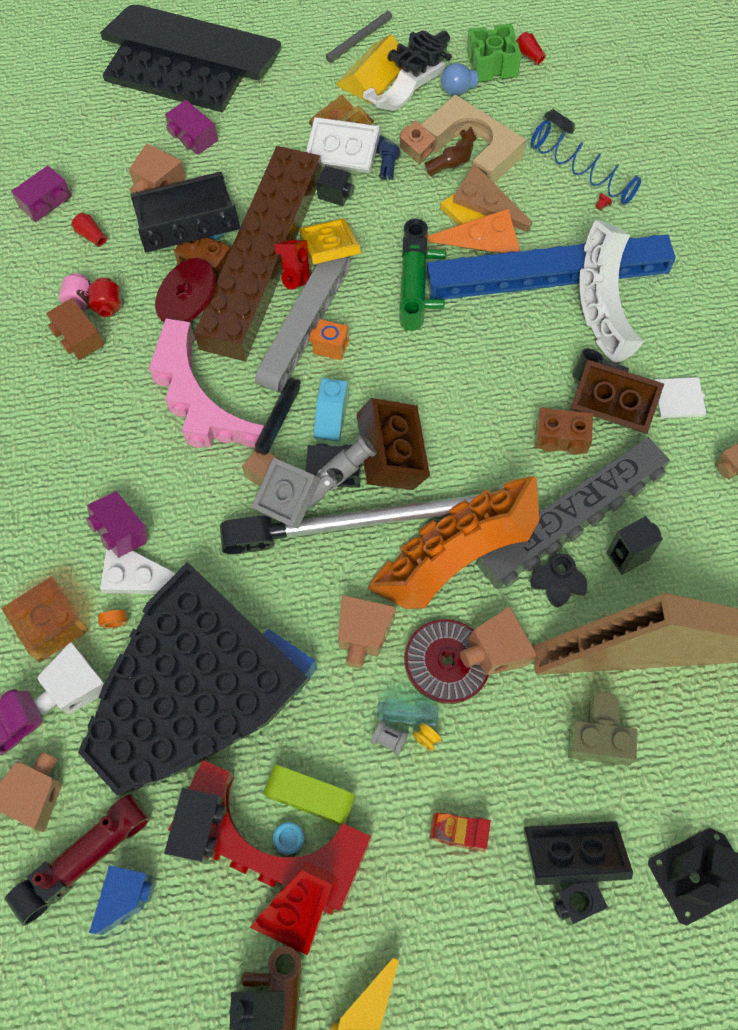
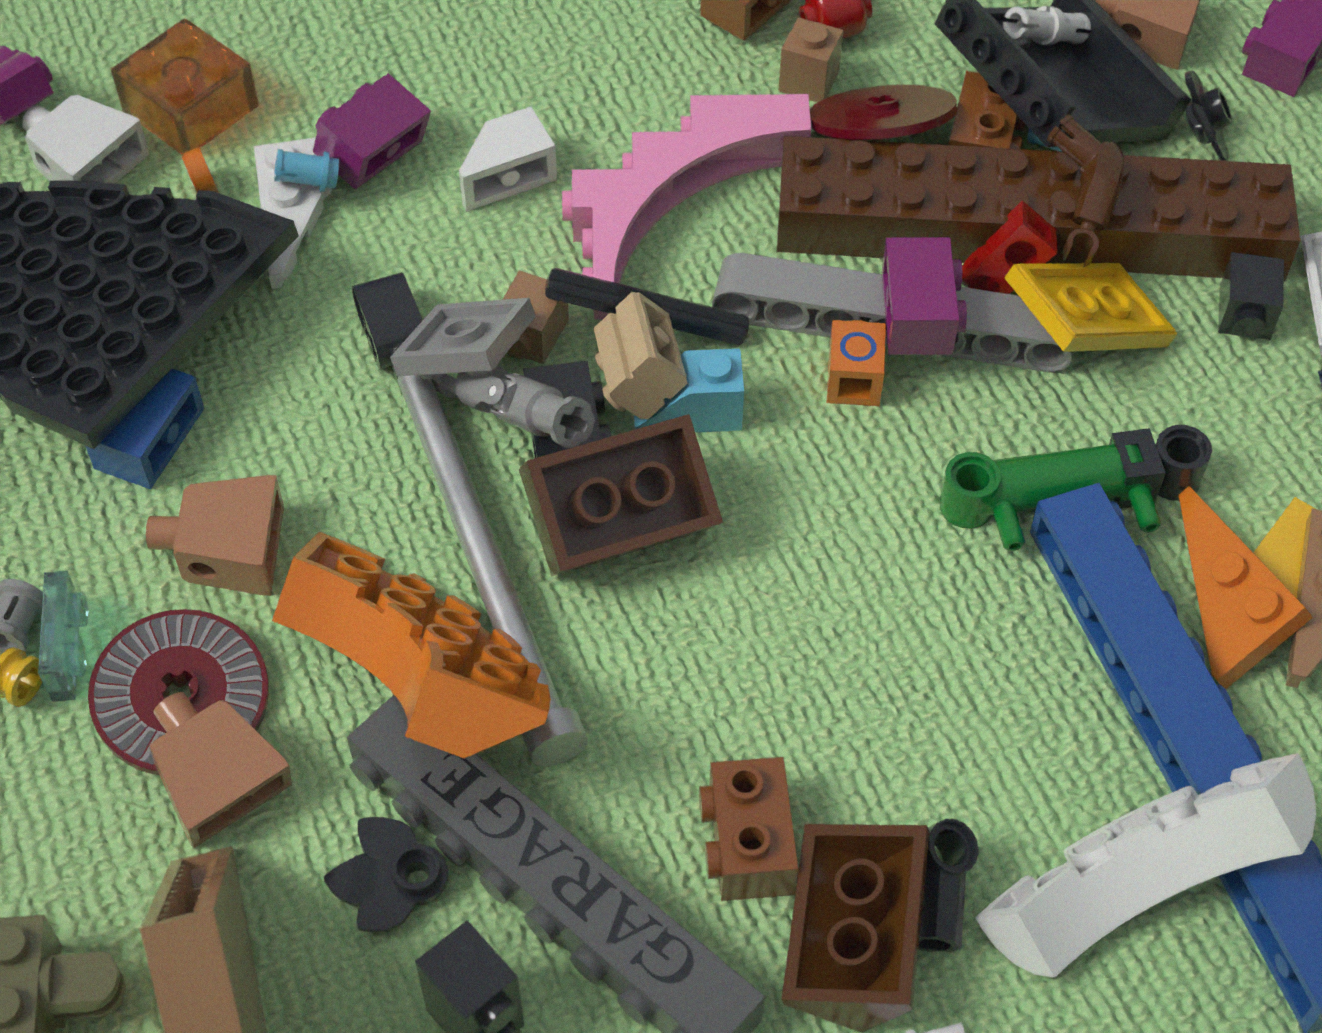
camera: 75 degrees right, 10 degrees down
(136, 315) = (810, 59): none -> medium nougat brick
(139, 552) = (306, 169): none -> medium azure pin
(153, 463) = (507, 159): none -> white slope
(159, 209) = (1047, 25): none -> white pin
(227, 169) = (1208, 114): none -> black plate
(277, 210) = (1100, 182): none -> reddish brown arm
(312, 422) = (639, 357): none -> tan brick
(314, 298) = (922, 296): none -> magenta brick

